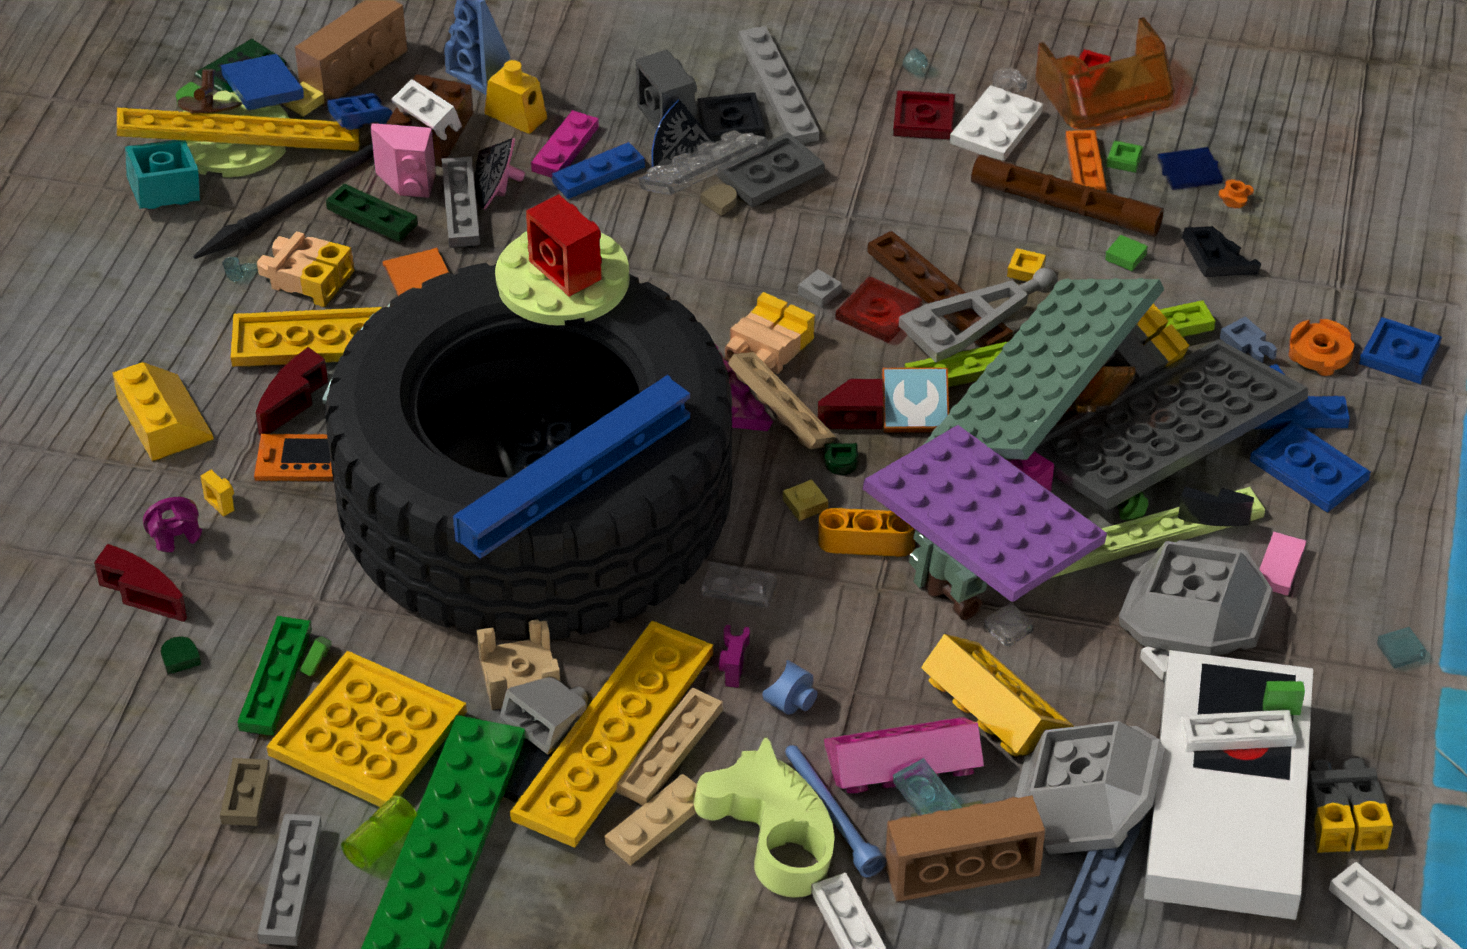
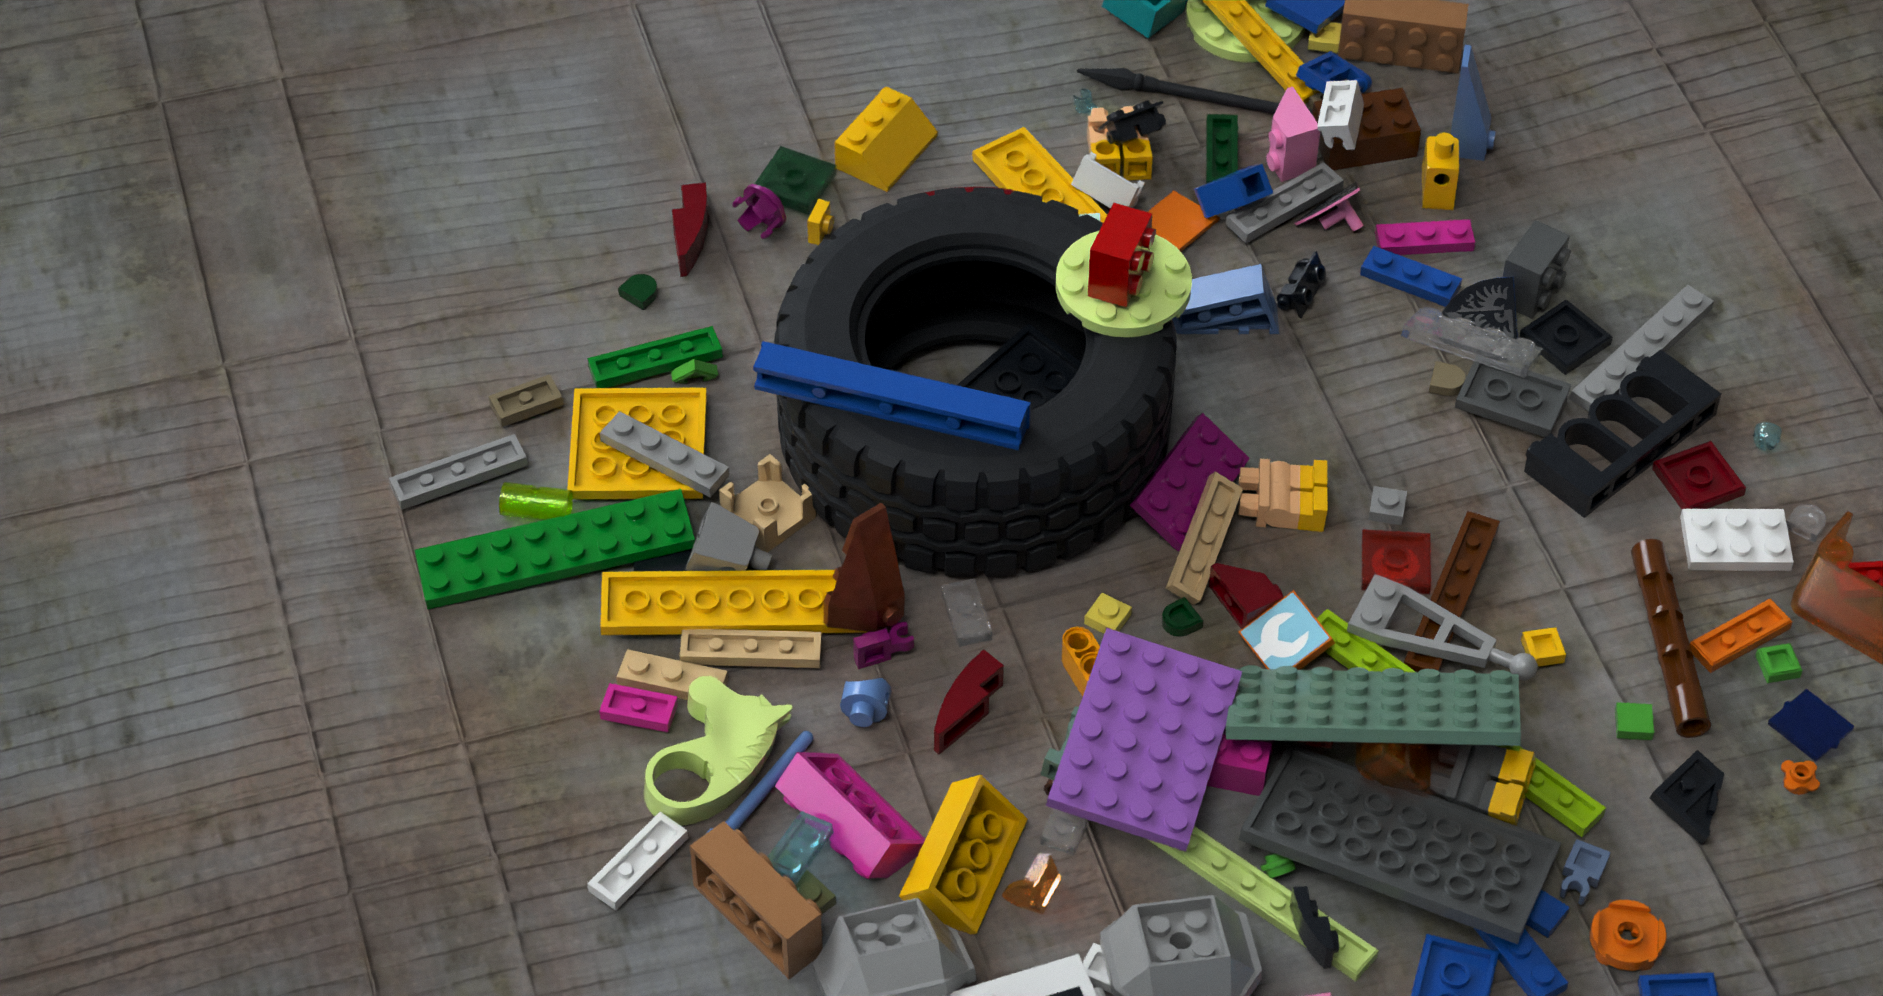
camera: 60 degrees right, 5 degrees up
(144, 485) = (797, 178): none -> clear green plate
(309, 238) = (1121, 124): none -> black hinge
(352, 289) = (1105, 184): none -> white hinge
(405, 710) = (664, 454): none -> light grey plate
(433, 216) = (1233, 190): none -> blue slope
(678, 854) = (638, 707): none -> dark pink plate
(696, 612) = (869, 582): none -> copper wedge
(835, 624) = (967, 699): none -> dark red slope
(865, 176) = (1583, 485): none -> black fence
(1064, 665) = (1037, 886): none -> clear orange tile

